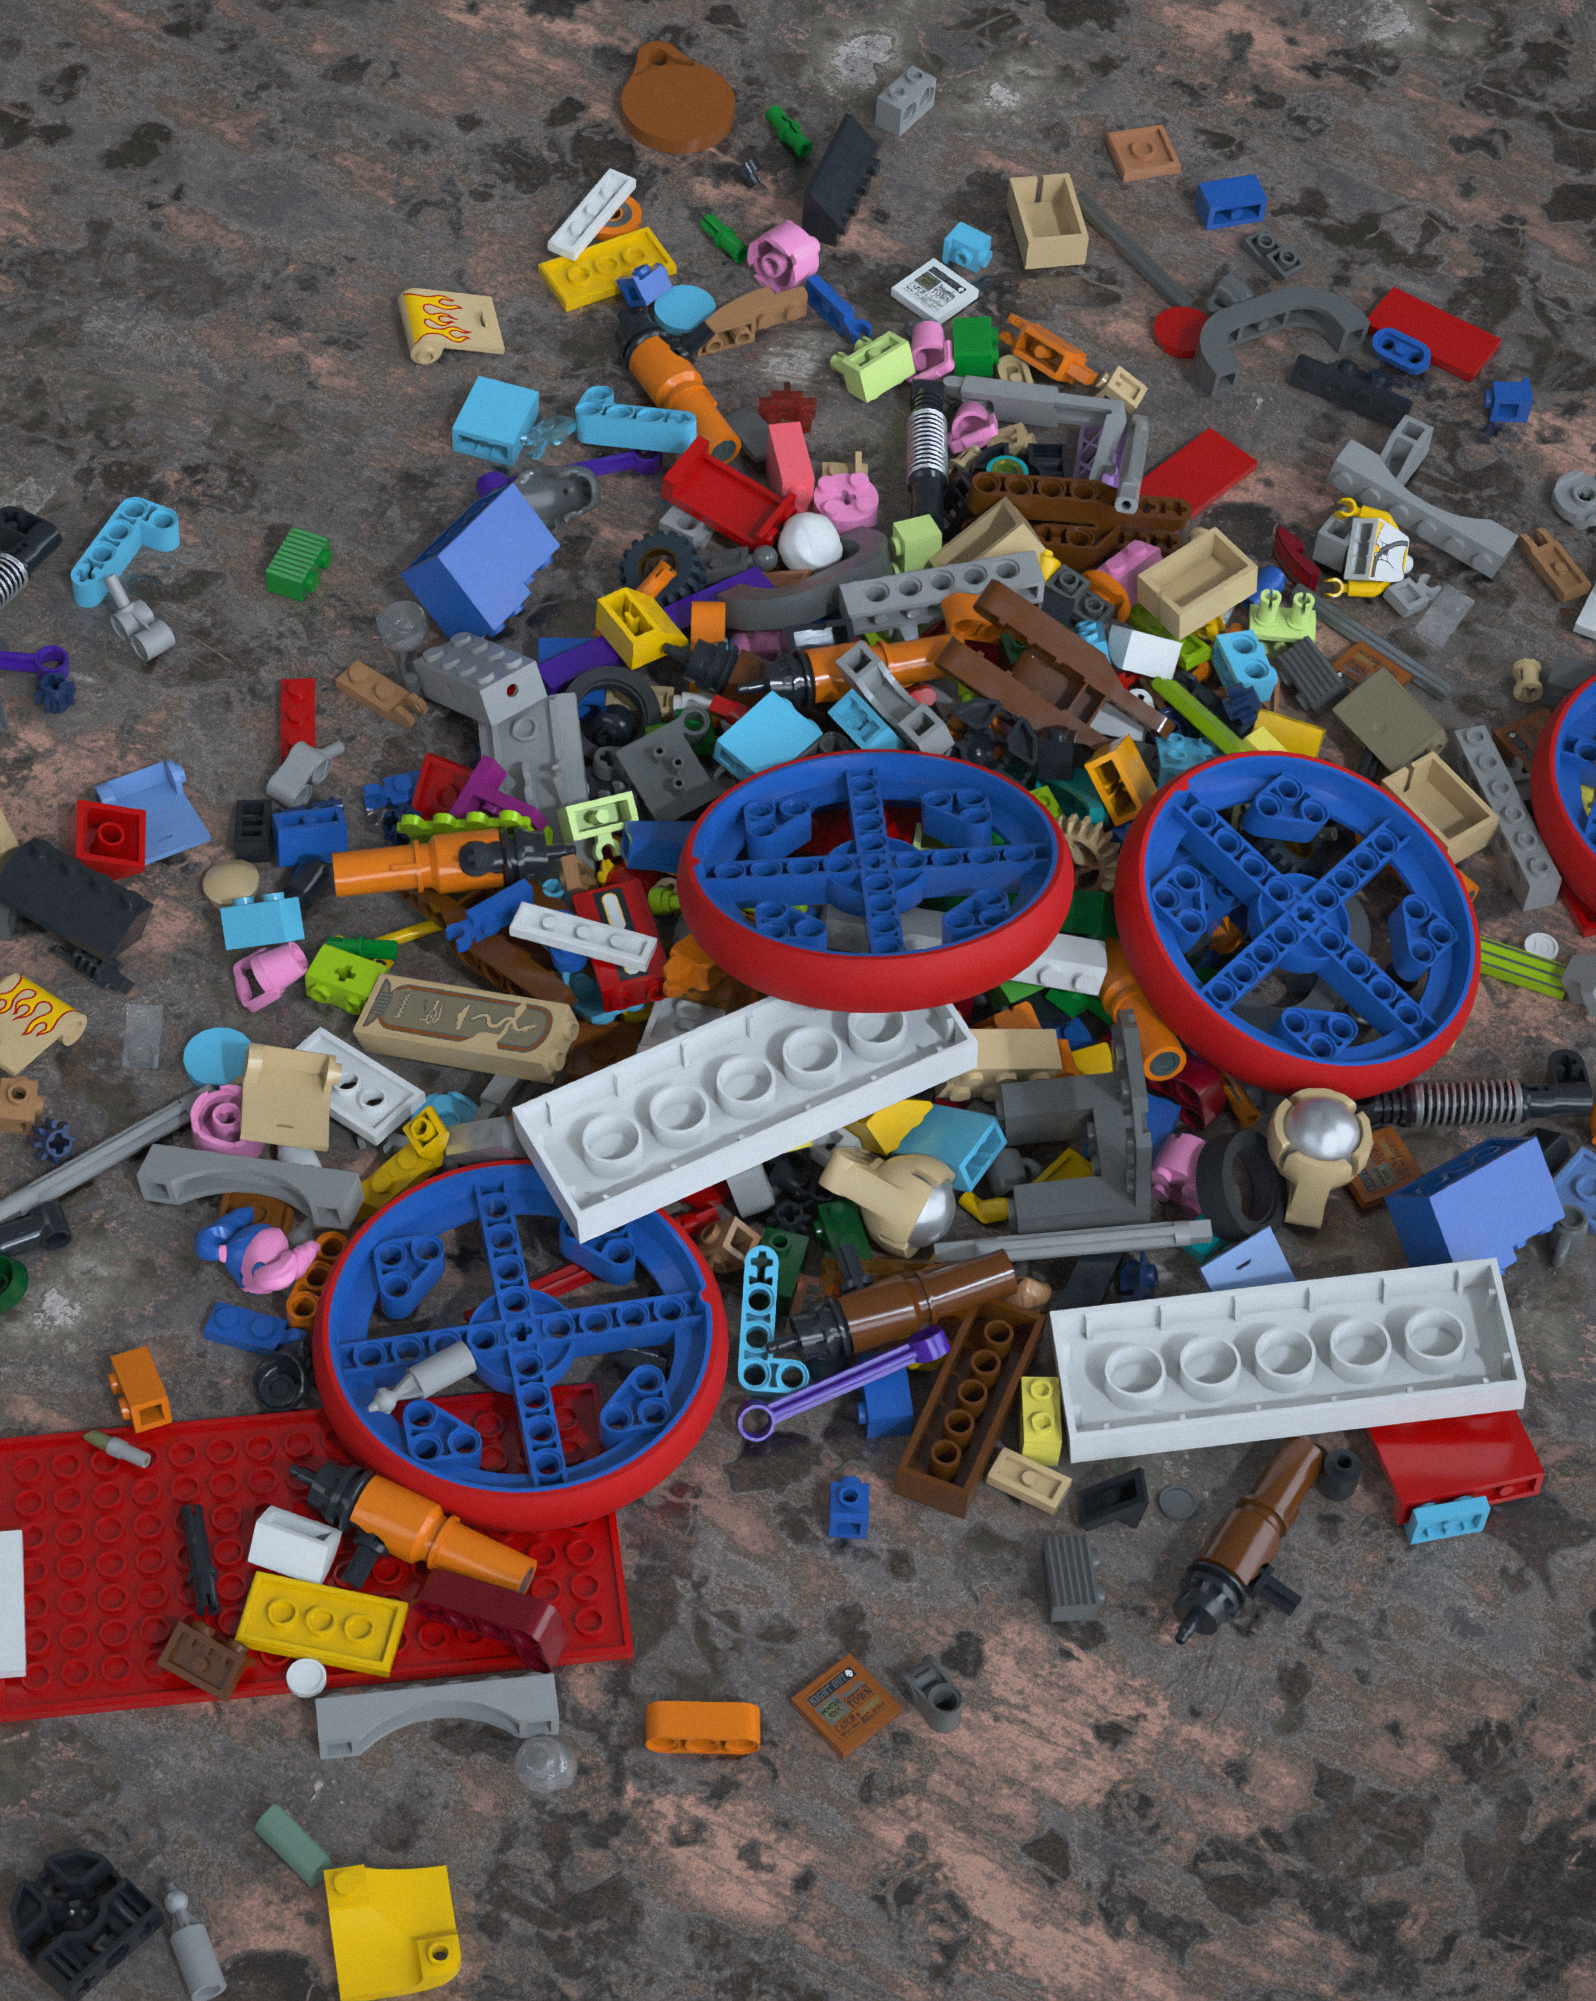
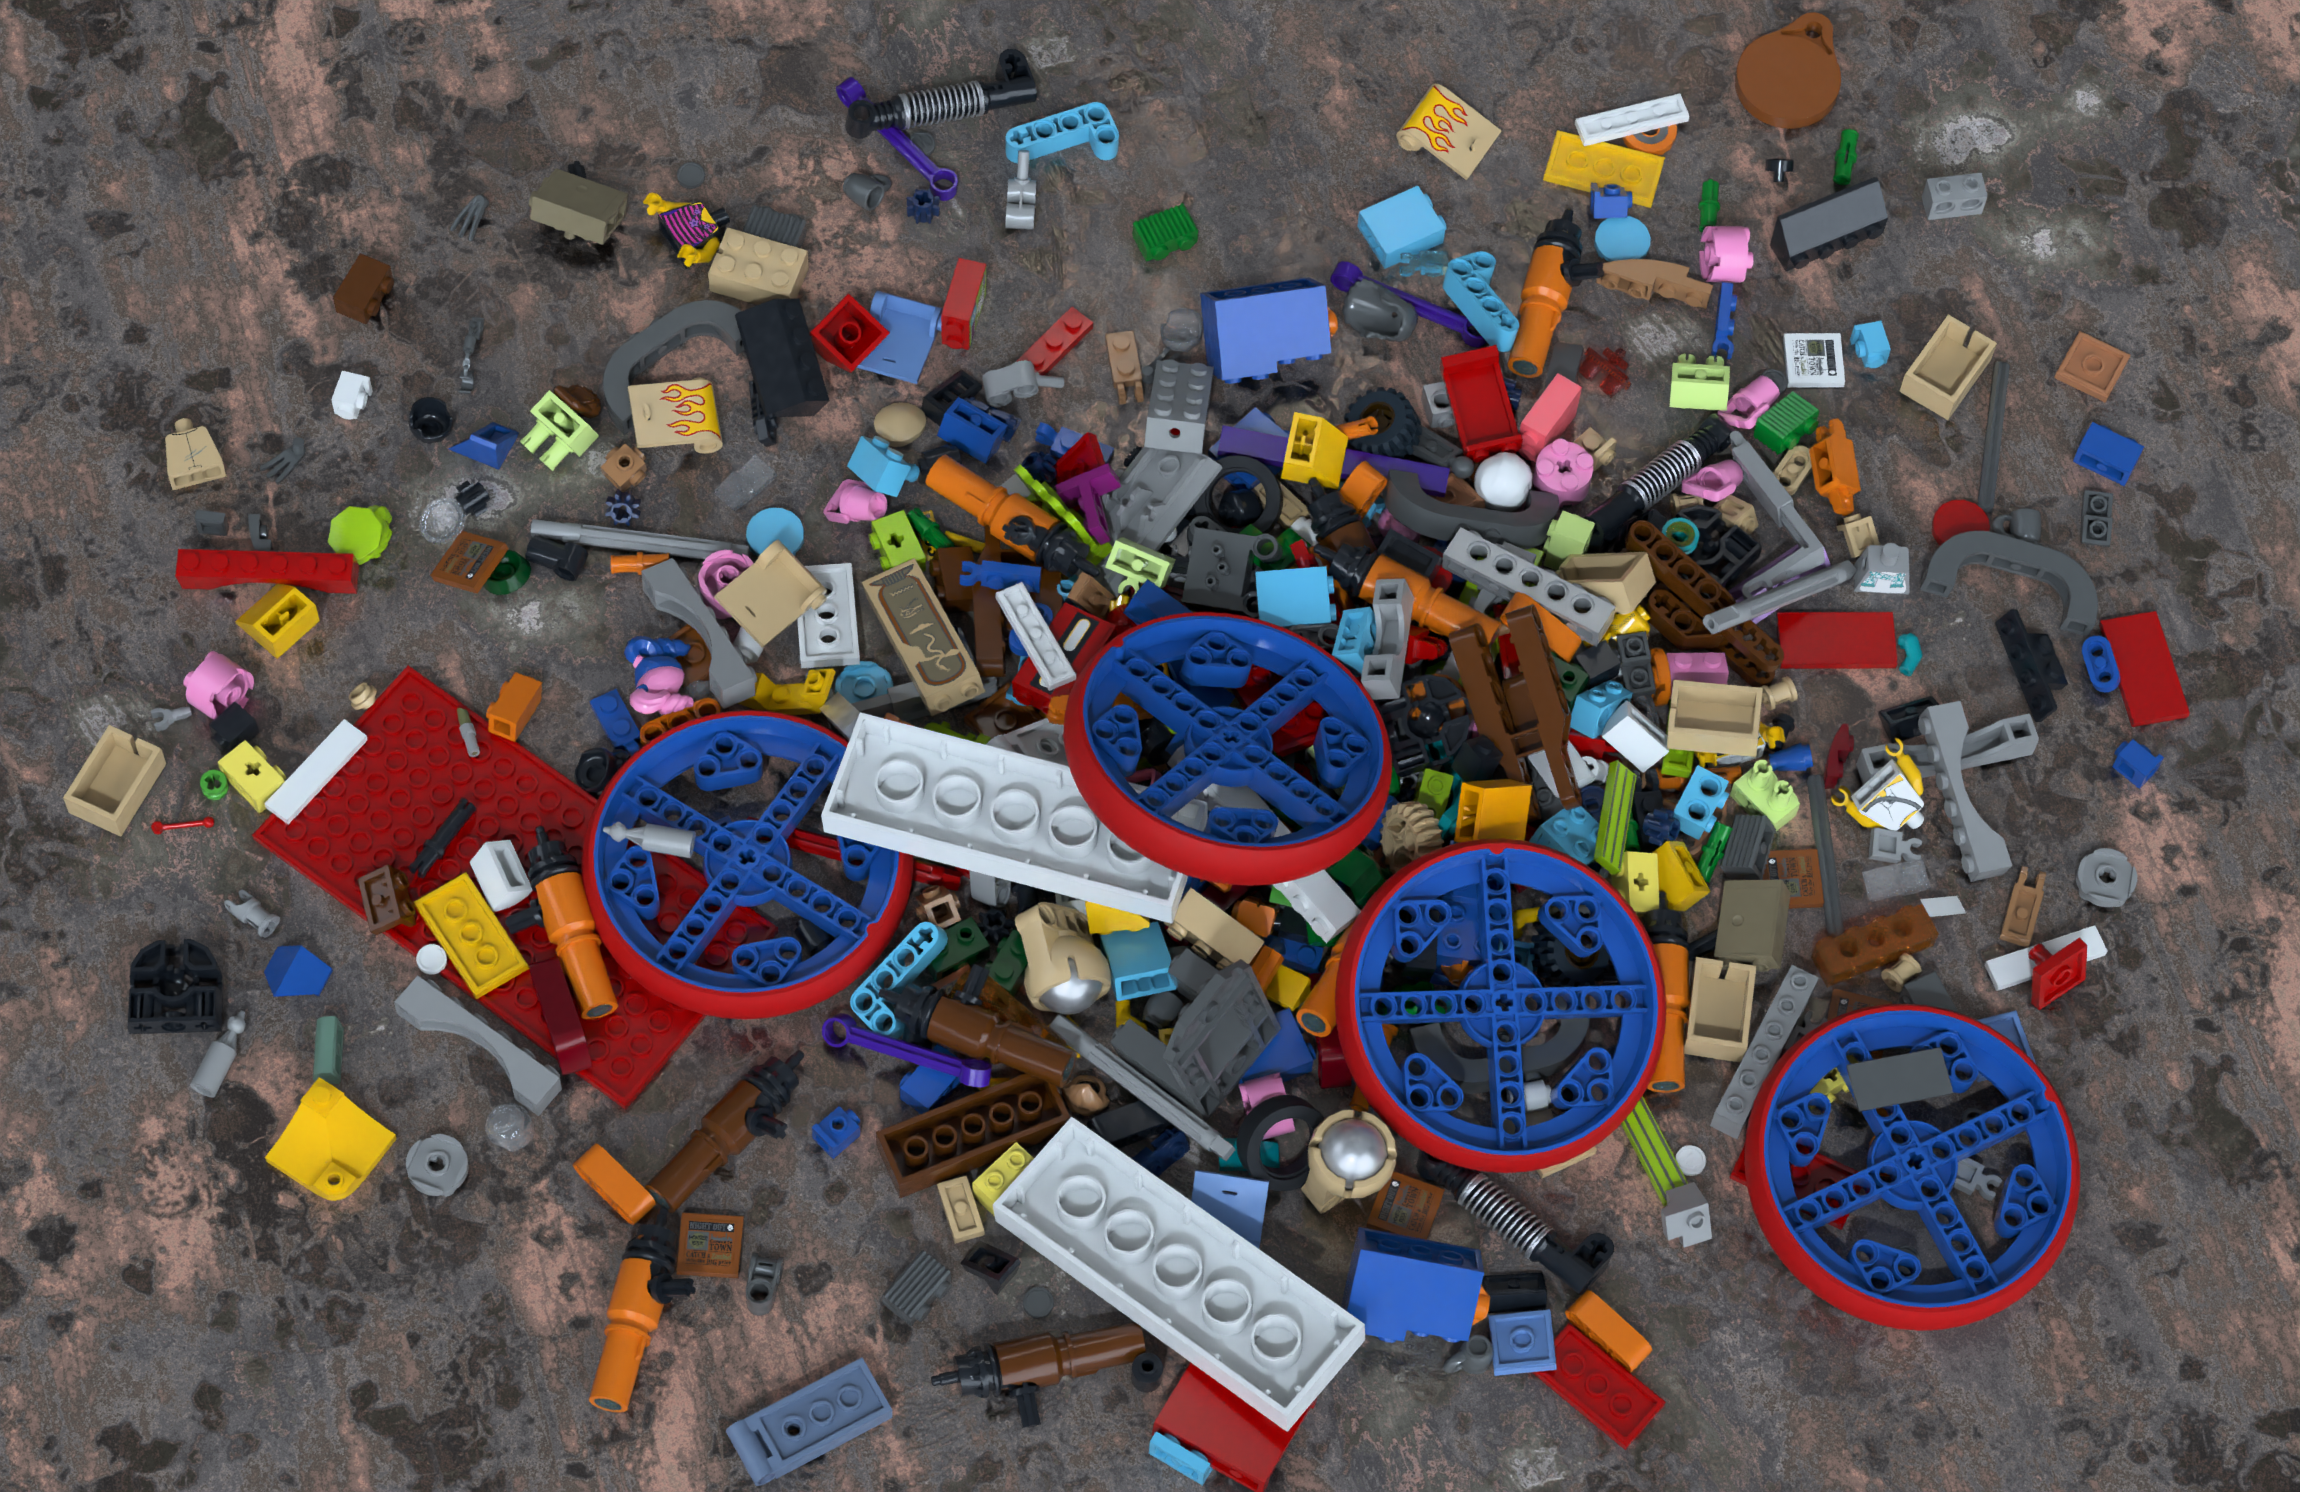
camera: 45 degrees right, 10 degrees up
(77, 1786) = (253, 913): none -> light grey piece
(117, 1179) = (636, 563): none -> orange pin
(180, 1802) = (296, 972): none -> blue slope
(188, 738) = (963, 304): none -> red brick
(429, 959) = (946, 569): none -> reddish brown brick
(514, 1880) = (439, 1182): none -> light grey plate
(755, 1586) = (728, 1129): none -> reddish brown piece
(852, 1818) = (635, 1310): none -> orange piece
(1116, 1760) = (822, 1412): none -> sand blue hinge
(1172, 397) = (1883, 570): none -> light grey torso
(1261, 448) = (1913, 653): none -> teal arm
(1290, 696) = (1713, 850): none -> green pin
(1311, 496) = (1903, 719): none -> black slope
(1485, 673) = (1837, 968): none -> clear orange brick
(1500, 607) = (1943, 906): none -> white sticker

